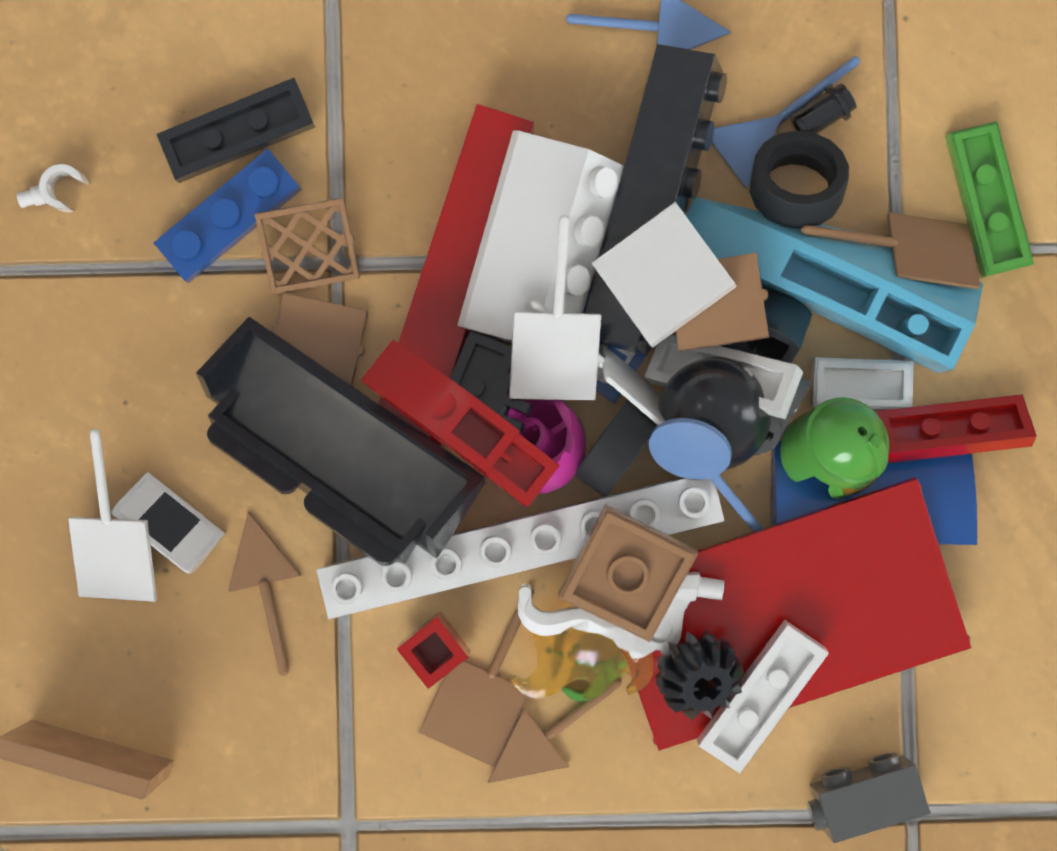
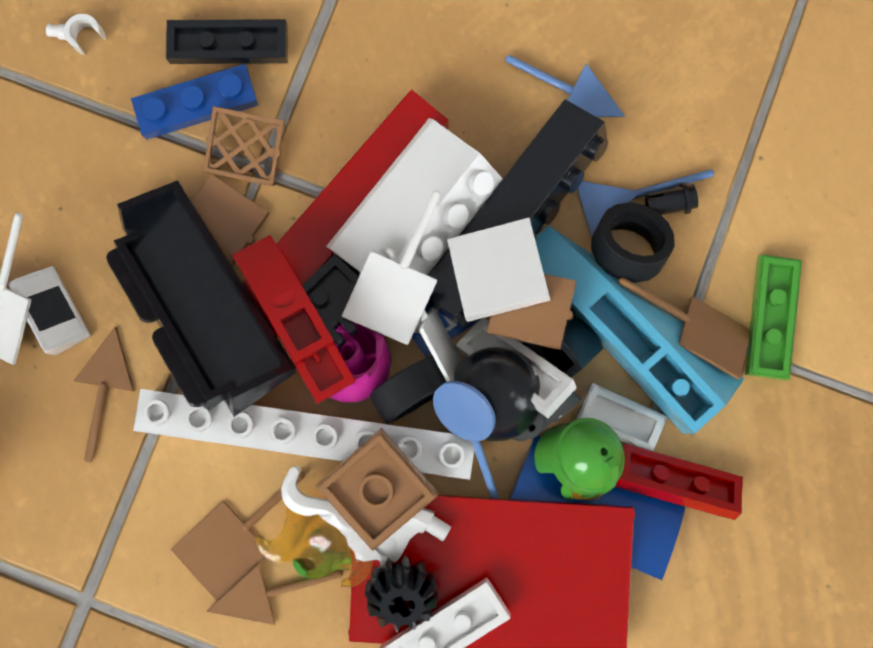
camera: 25 degrees right, 5 degrees down
(434, 650) = (205, 488): red brick -> none

